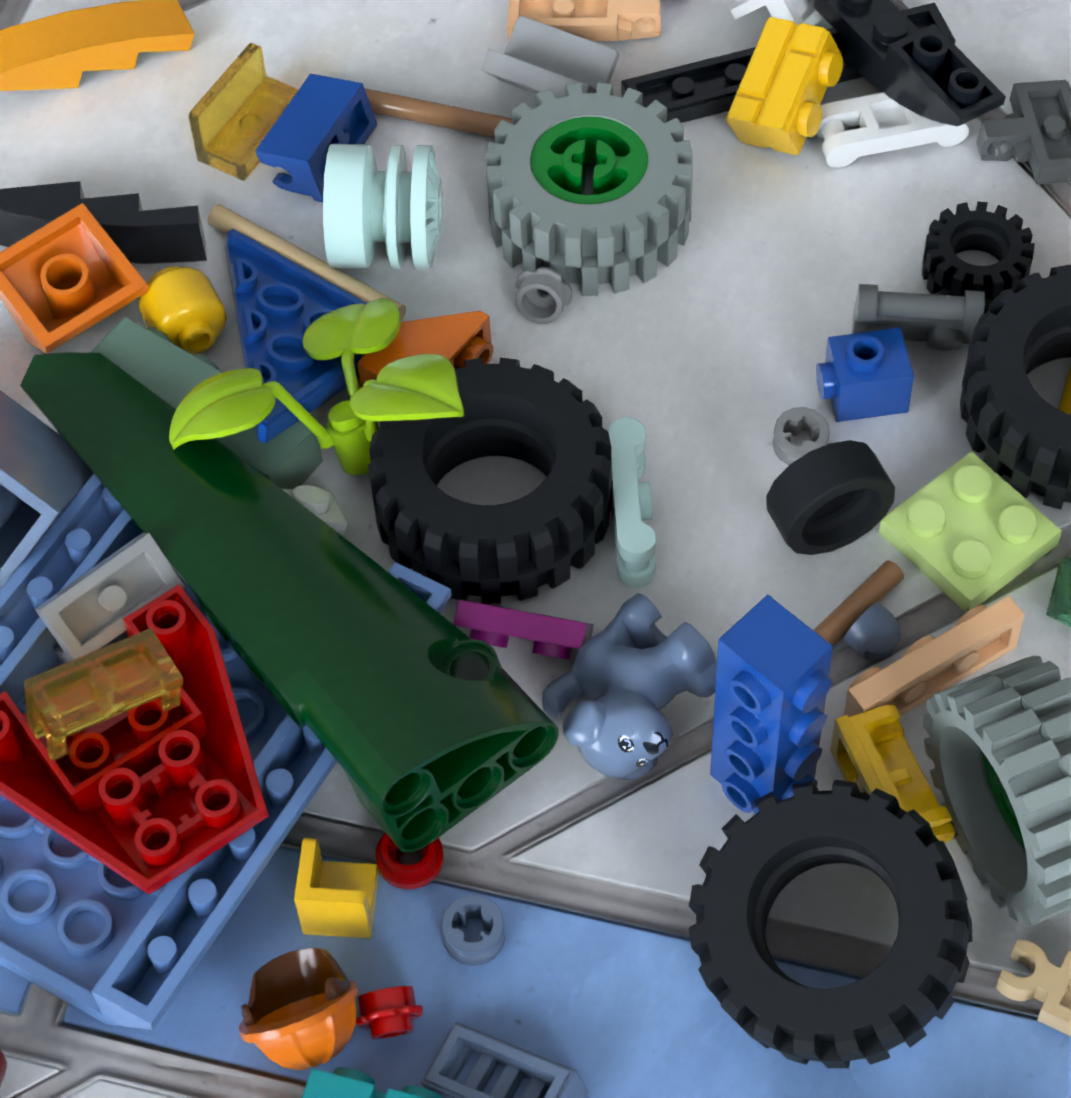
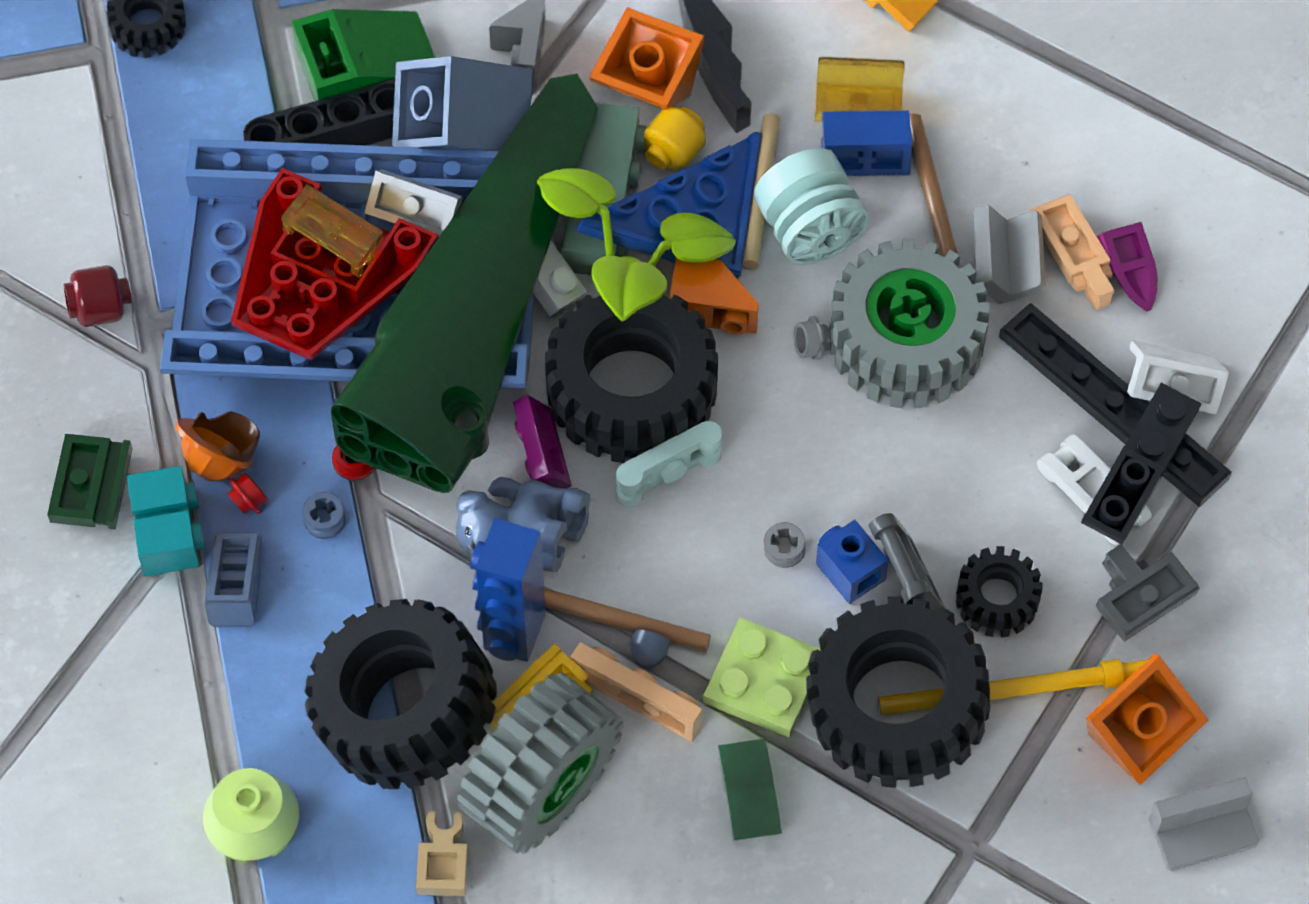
camera: 60 degrees right, 5 degrees up
(334, 895) = (306, 427): yellow panel -> none
(785, 86) = (1069, 402): yellow brick -> none
(830, 497) = (724, 574): black tyre -> none

